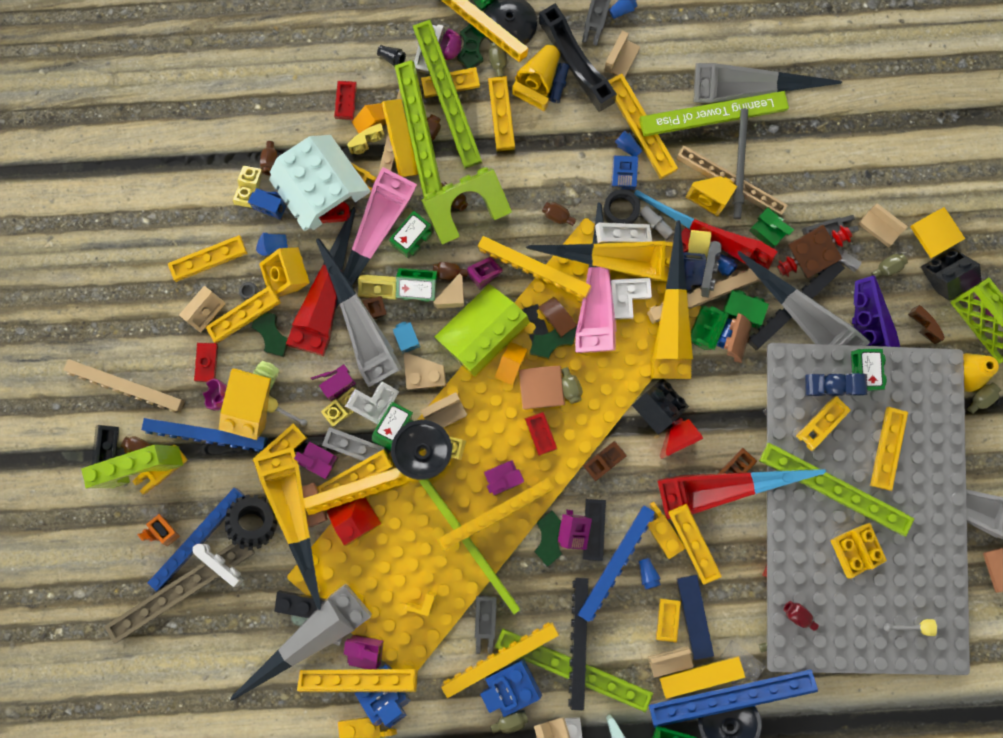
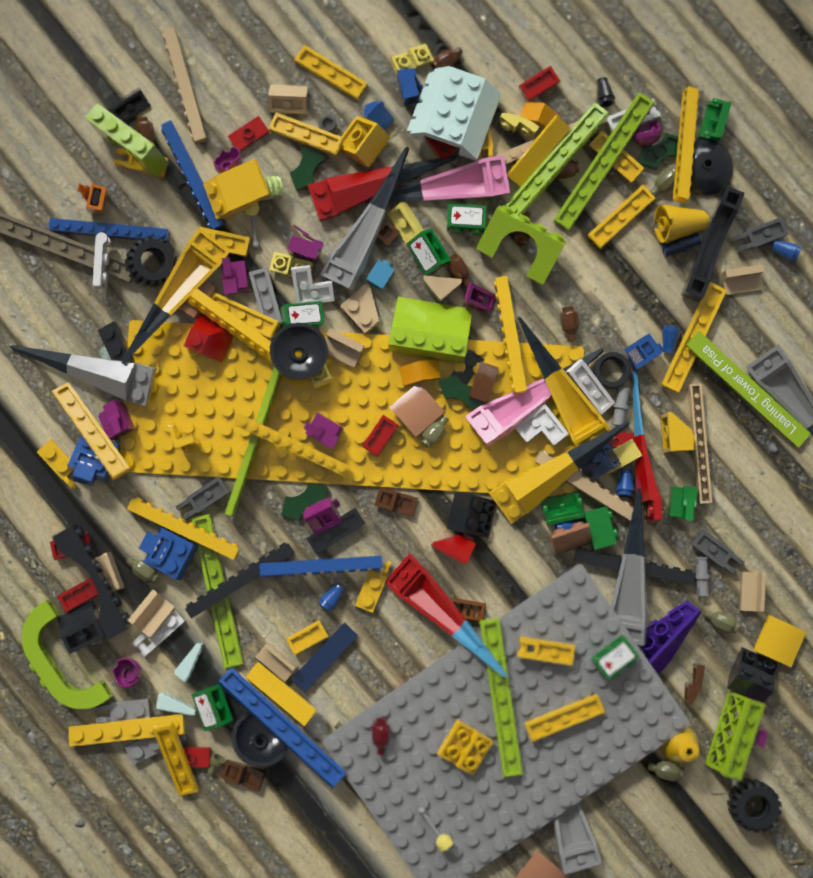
camera: 50 degrees right, 5 degrees up
(530, 96) = (652, 229): yellow tile -> none
(695, 544) = (380, 617): yellow tile -> none
(711, 267) = (612, 476): dark grey hinge -> none
(738, 198) = (688, 458): dark grey bar -> none
(814, 251) = (688, 550): reddish brown plate -> none
(836, 384) = (583, 638): dark blue piece -> none

